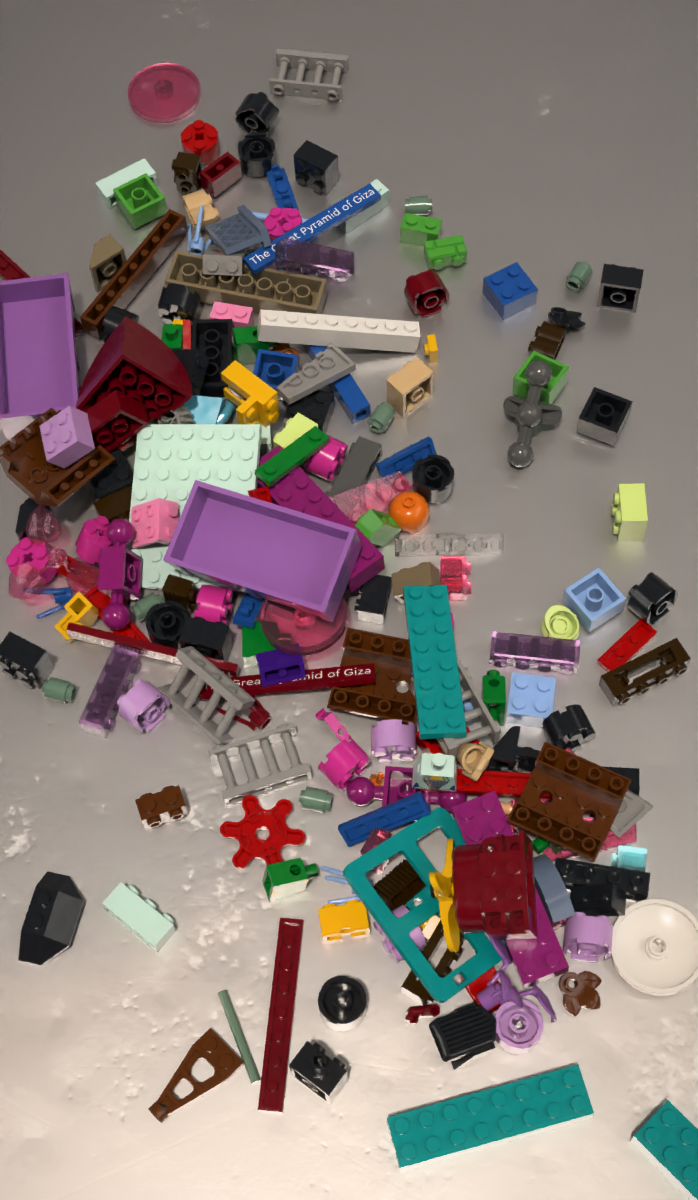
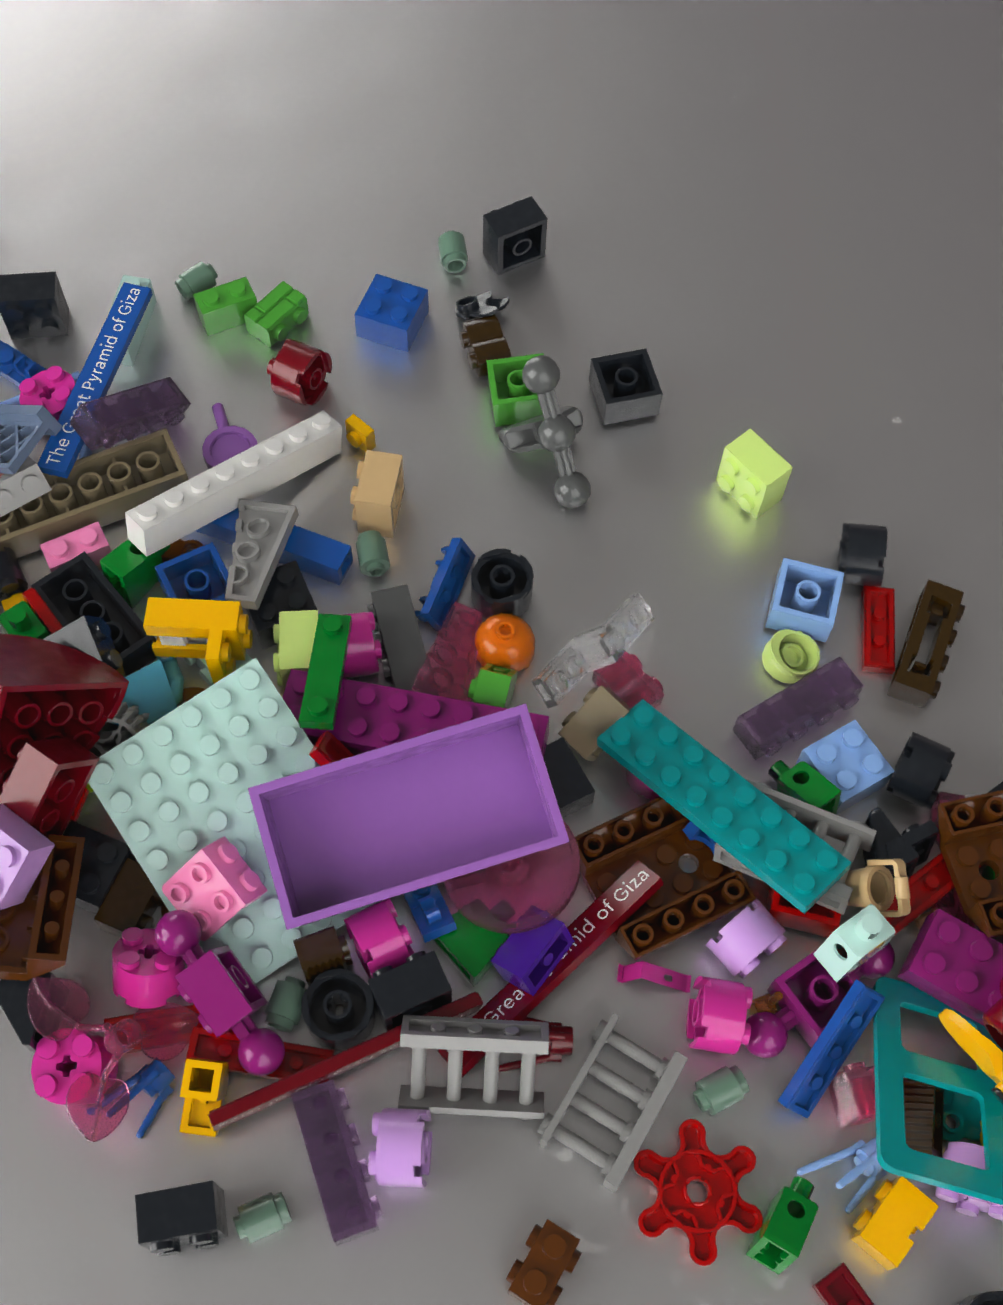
camera: 45 degrees left, 0 degrees up
(358, 306) = (225, 440): none -> medium lavender piece

